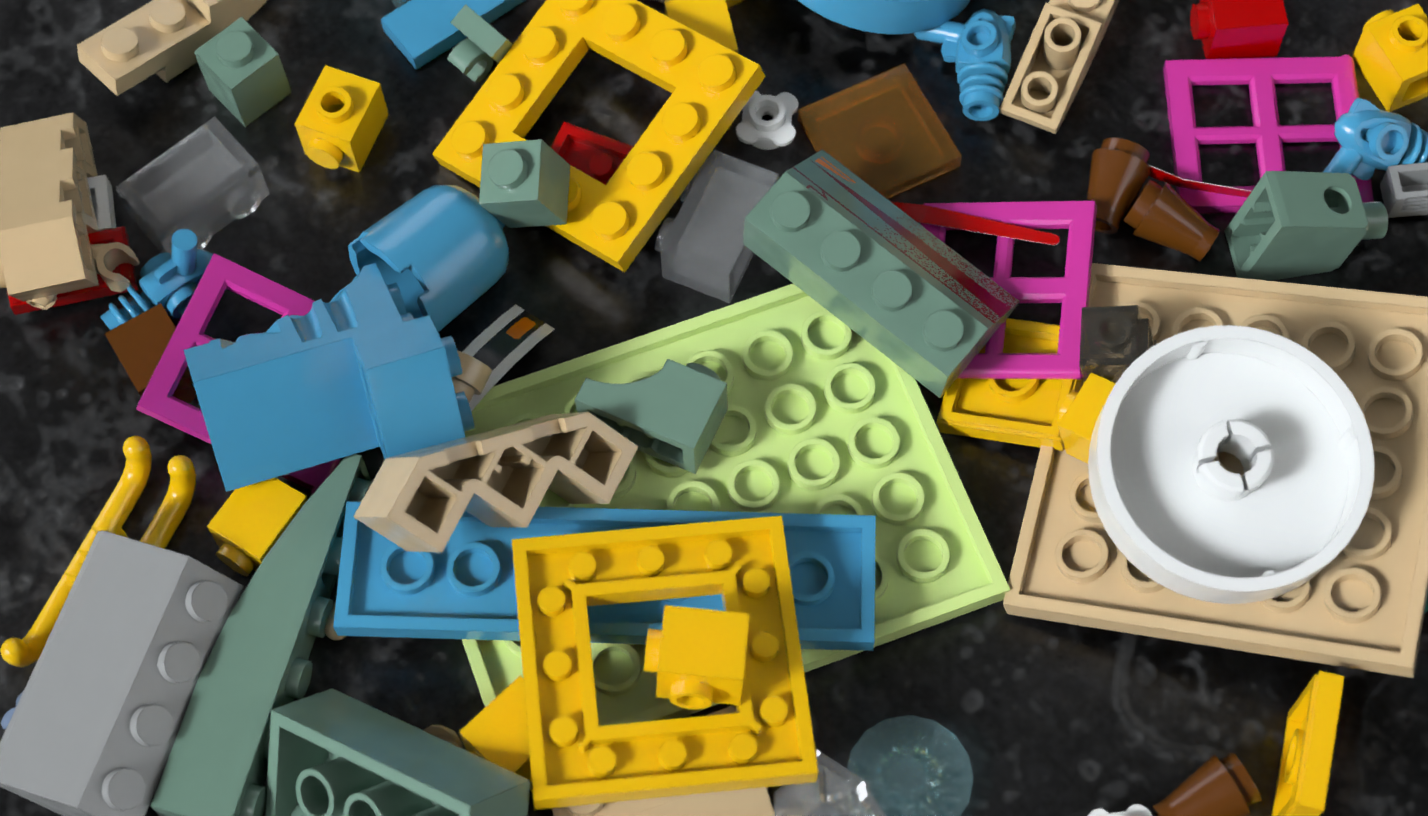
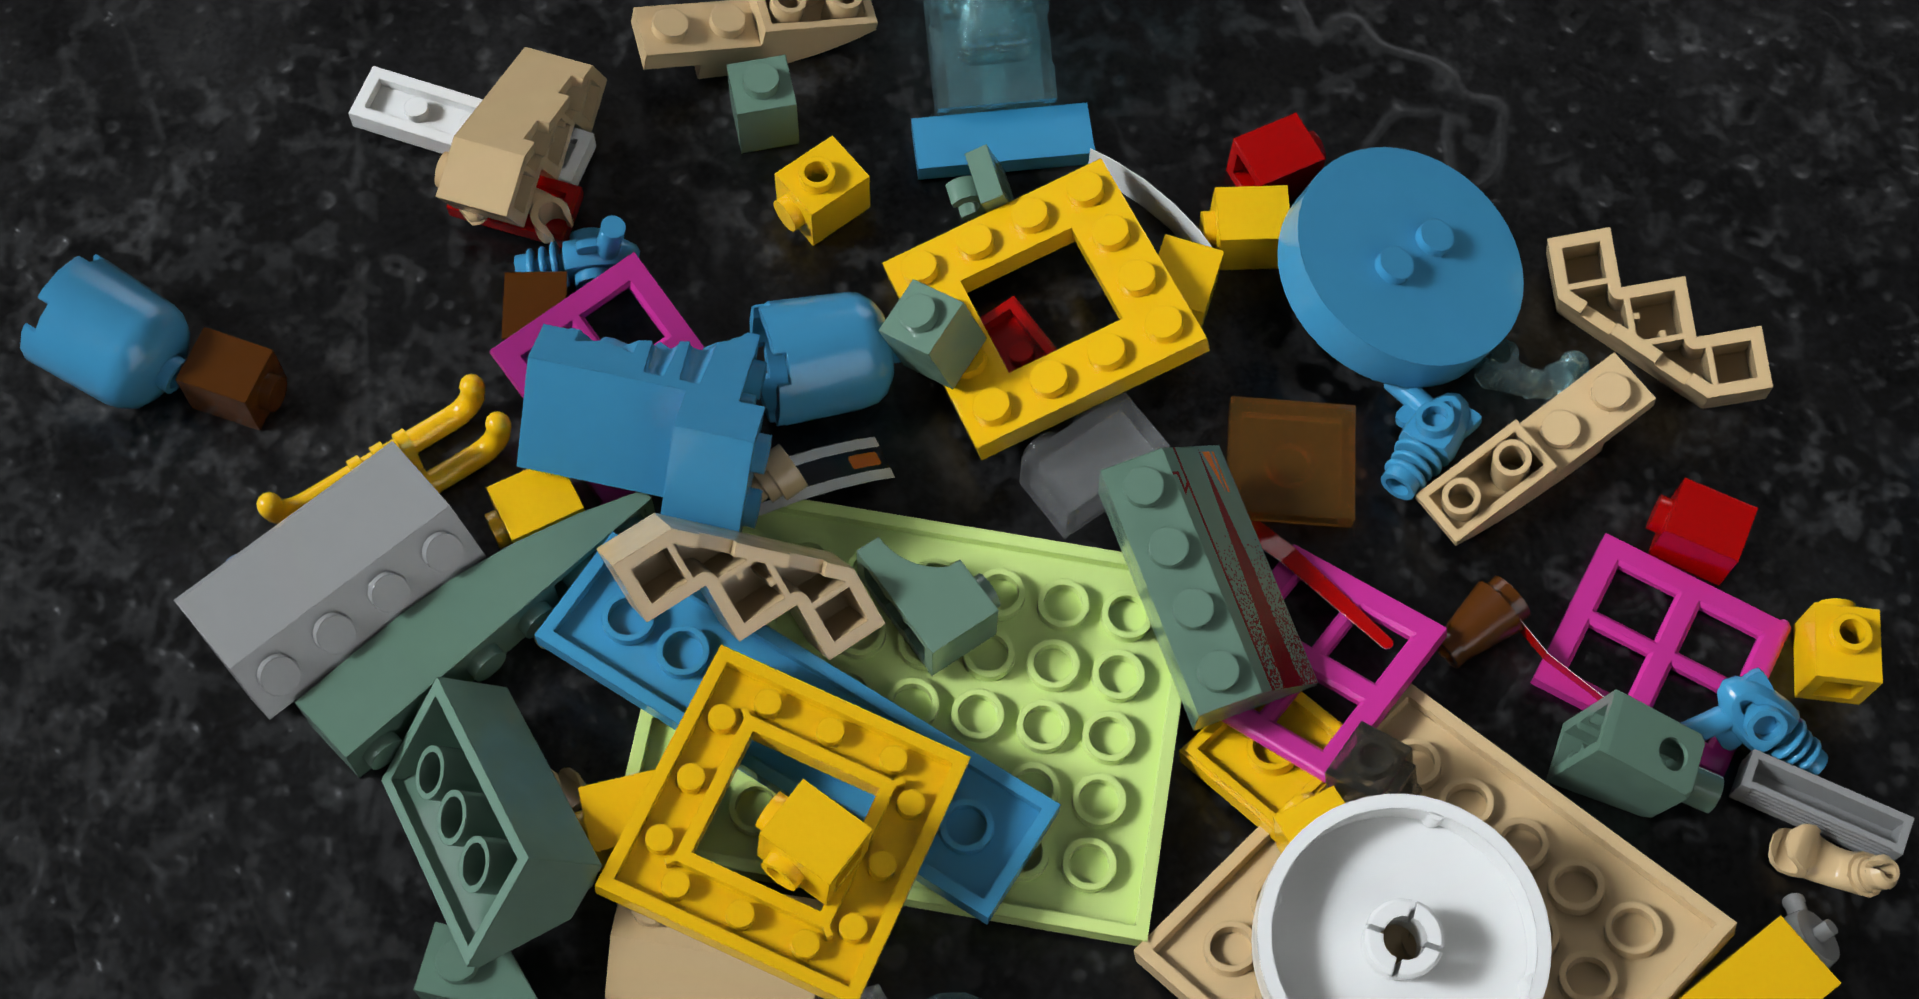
camera: 25 degrees right, 0 degrees up
(194, 187) = (660, 185): clear brick -> none
(770, 133) = (1193, 405): white plate -> none
(1170, 221) = (1512, 685): reddish brown cone -> none

